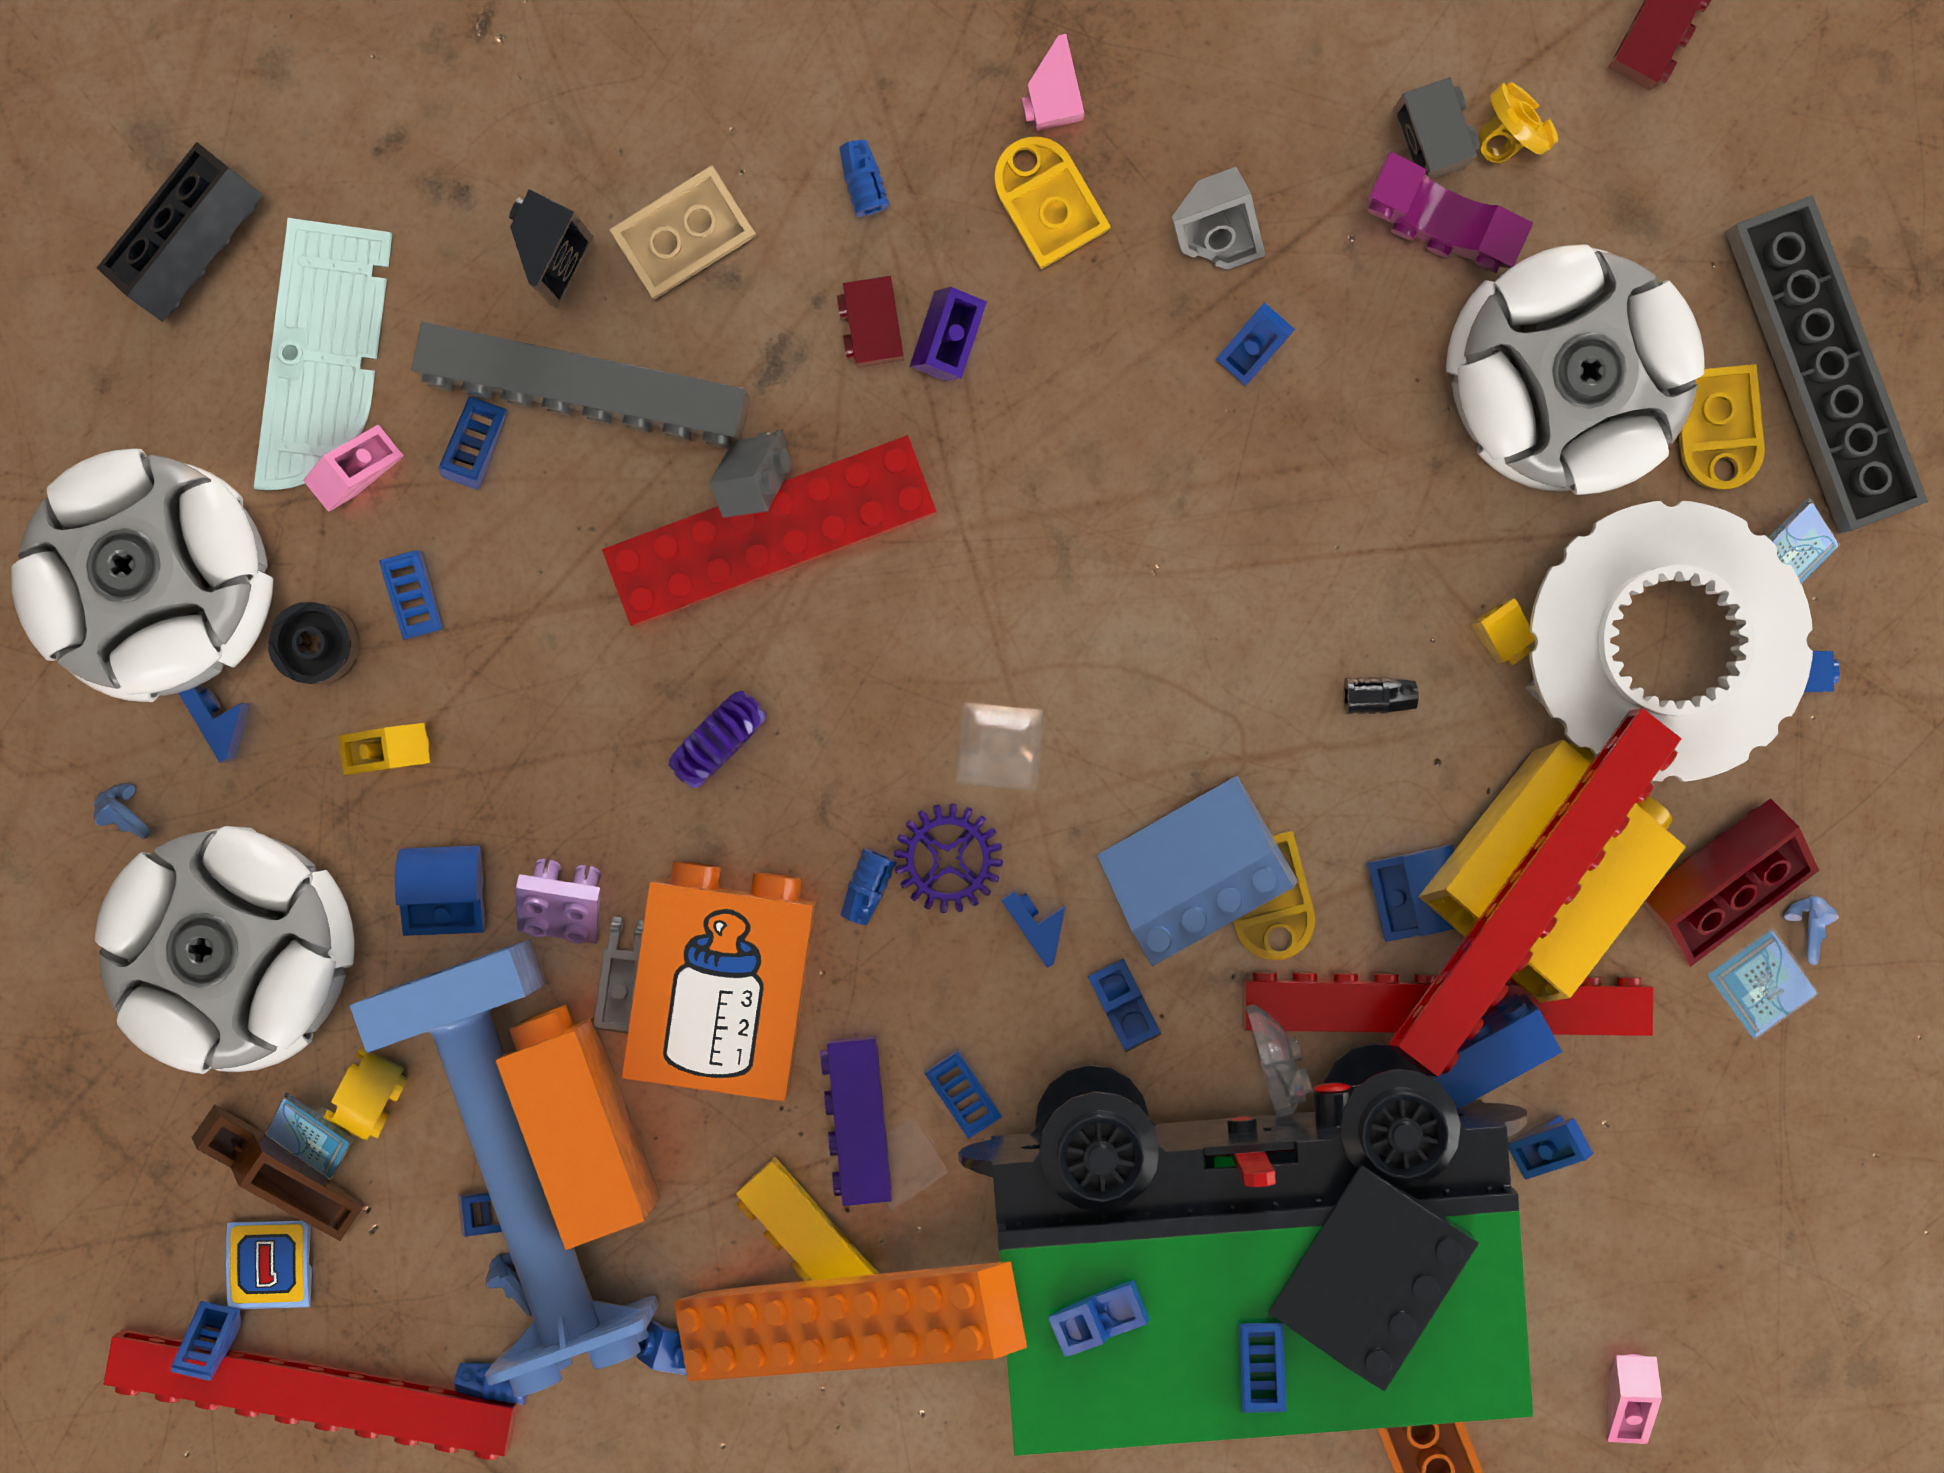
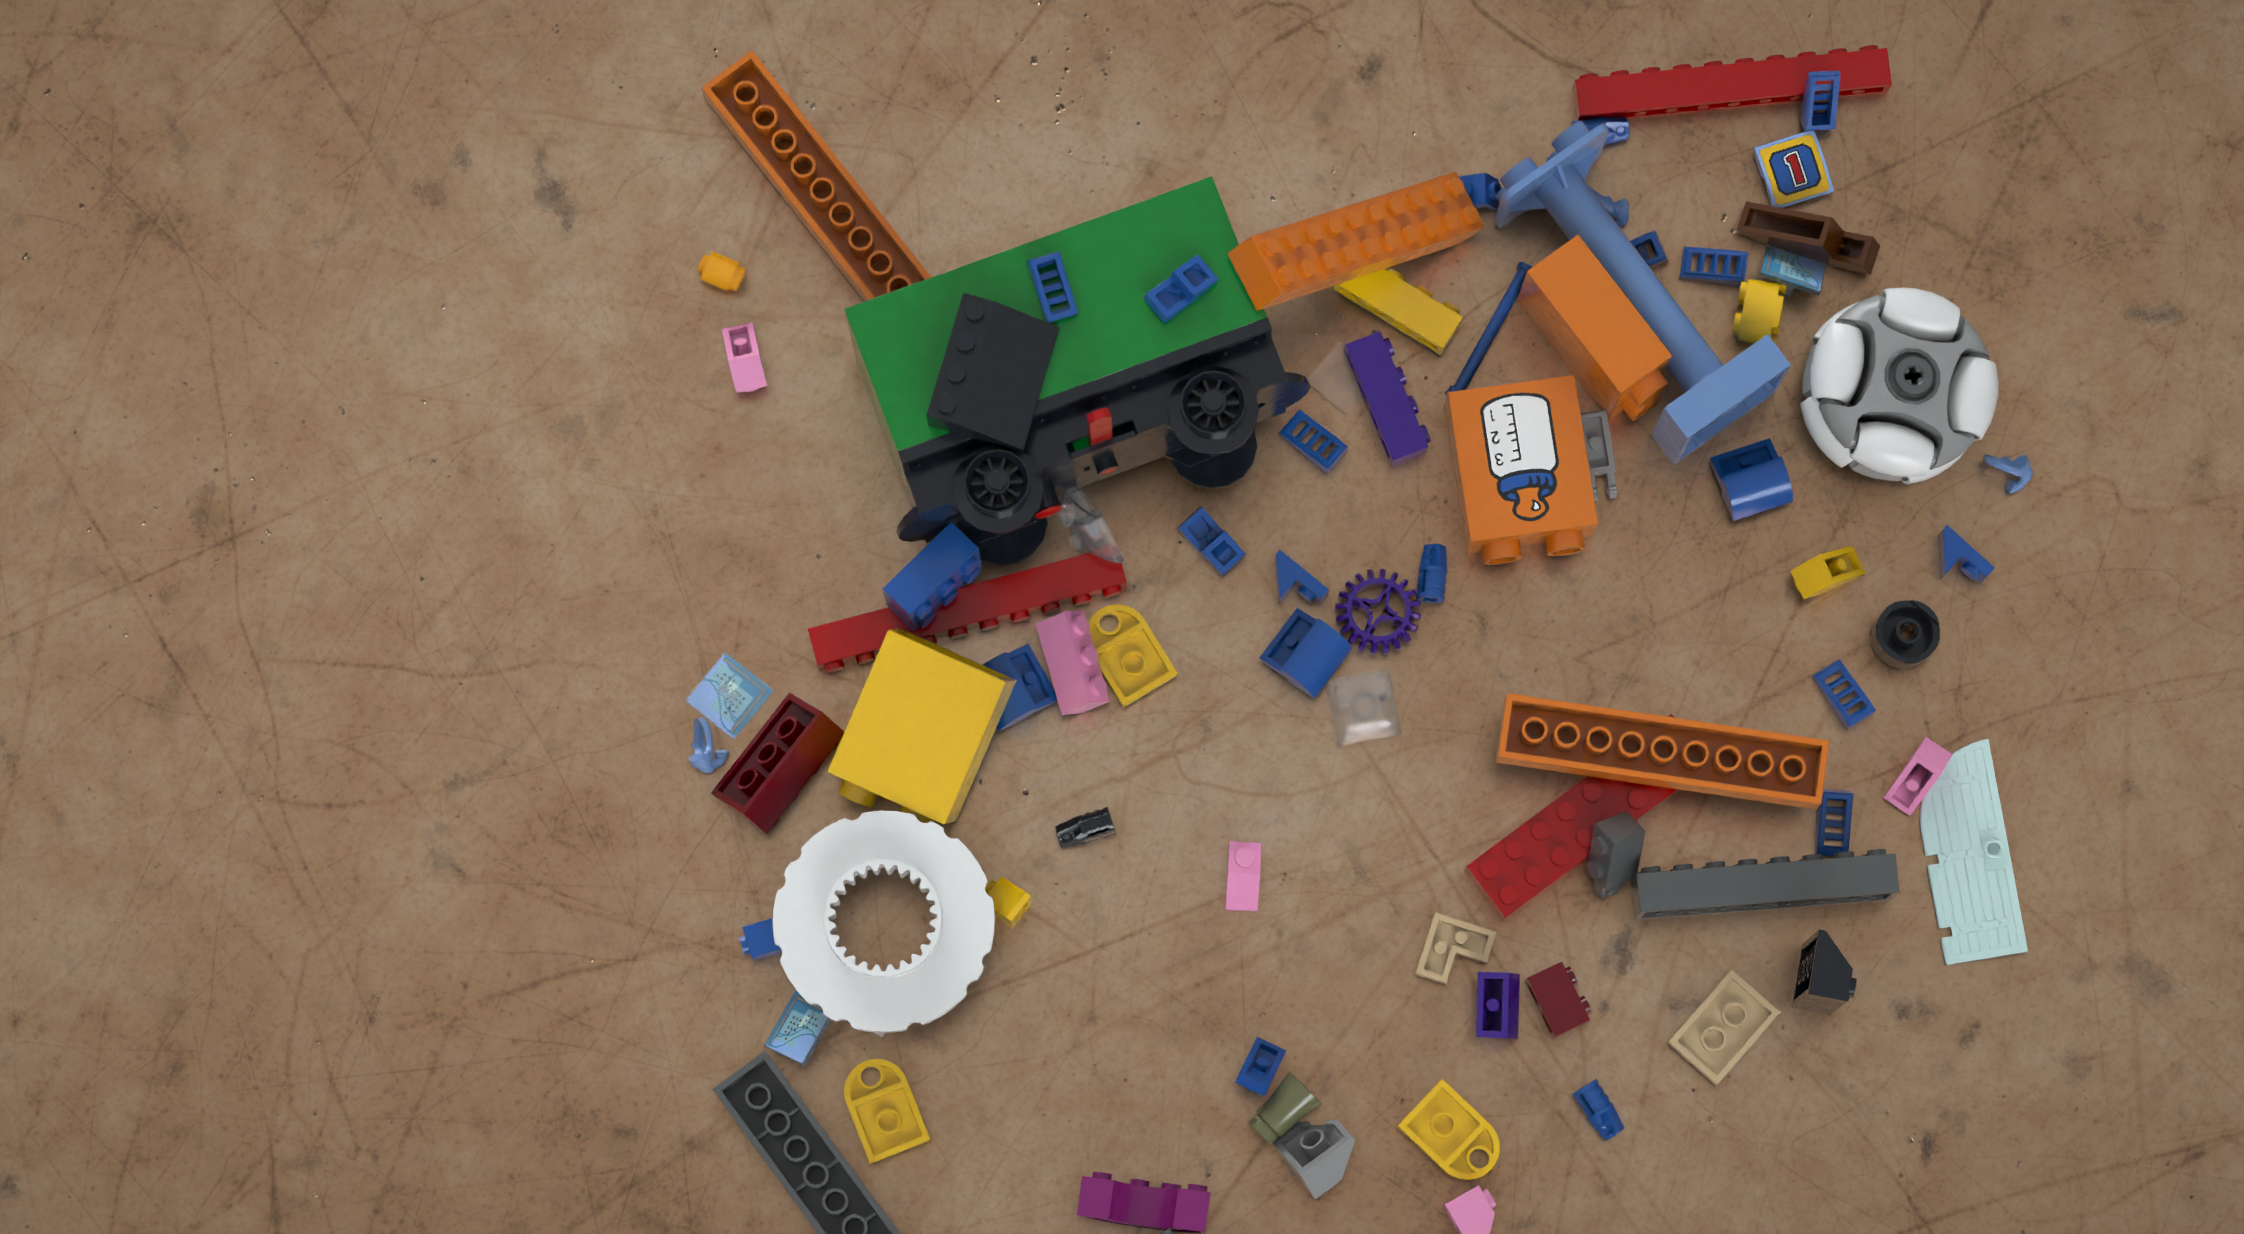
camera: 165 degrees right, 10 degrees down
(141, 575) = (2071, 642): piece -> none
(179, 232) = (2106, 916): black slope -> none
(398, 1185) = (1715, 254): none -> blue slope
(557, 906) = (1660, 489): lavender plate -> none
(657, 575) = (1662, 751): none -> orange brick
(703, 1169) = (1492, 329): none -> blue bar
(717, 739) = (1579, 648): dark purple gear -> none
(980, 435) = (1452, 937): none -> tan plate
(1050, 832) = (1306, 652): none -> blue brick
(1196, 870) = (1188, 654): medium blue slope -> none
(1207, 582) = (1243, 876): none -> bright pink slope
(1240, 286) = (1283, 1109): none -> olive plant
(1339, 901) = (1072, 662): none -> bright pink brick
(1535, 893) = (938, 698): red brick -> none
(1549, 1147) = (860, 525): blue slope -> none
(1607, 374) = (990, 1078): piece -> none

